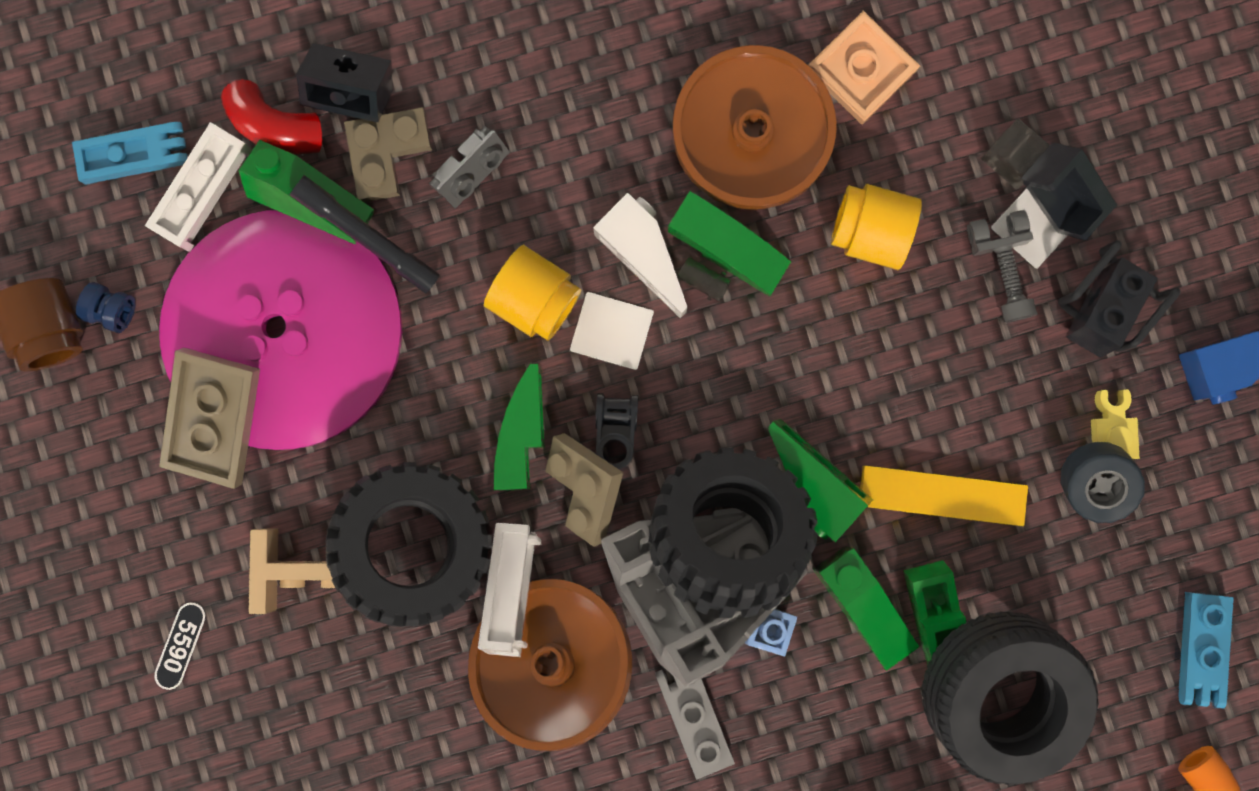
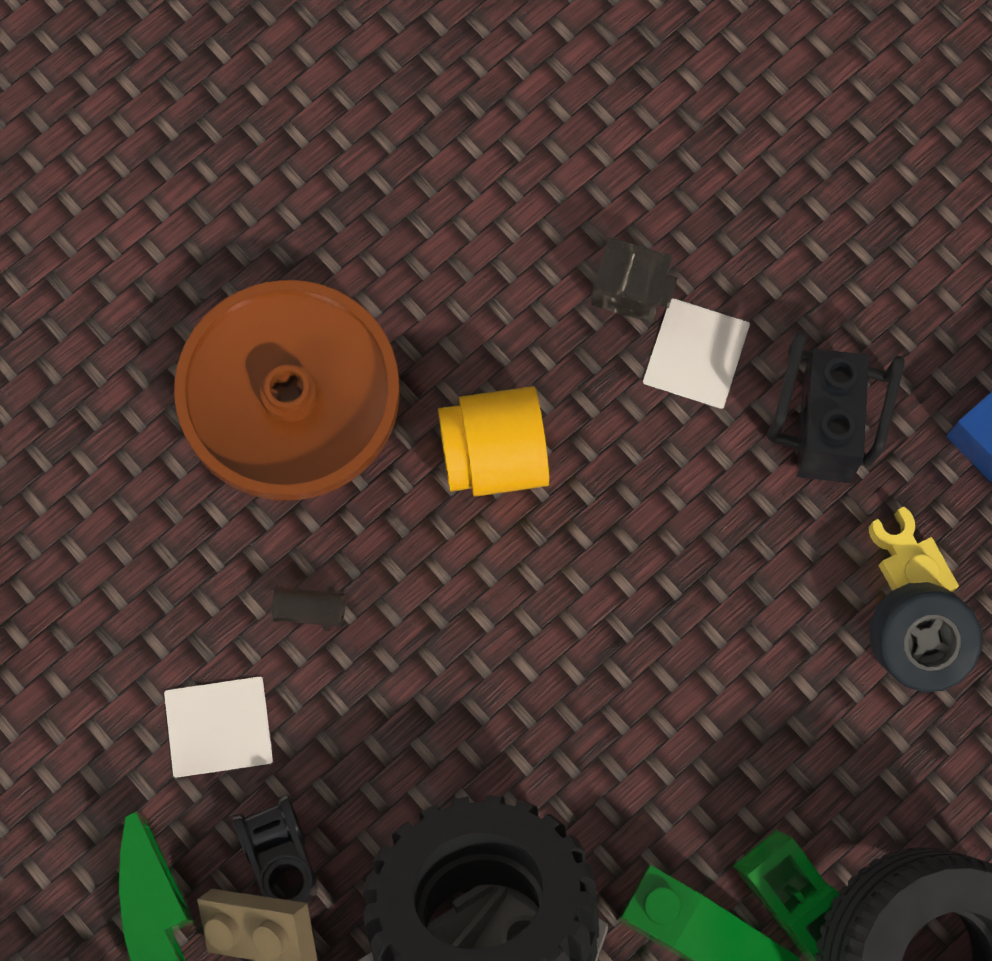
camera: 30 degrees left, 10 degrees down
(532, 294) = (90, 724): yellow piece -> none
(638, 243) = (201, 597): white slope -> none
(728, 243) = (319, 548): green slope -> none
(831, 492) = (593, 808): green slope -> none
(863, 67) = (394, 258): light nougat tile -> none
(945, 495) = (738, 746): yellow tile -> none
(1018, 225) = (719, 464): dark grey bar -> none
(1069, 191) = (712, 297): black panel -> none

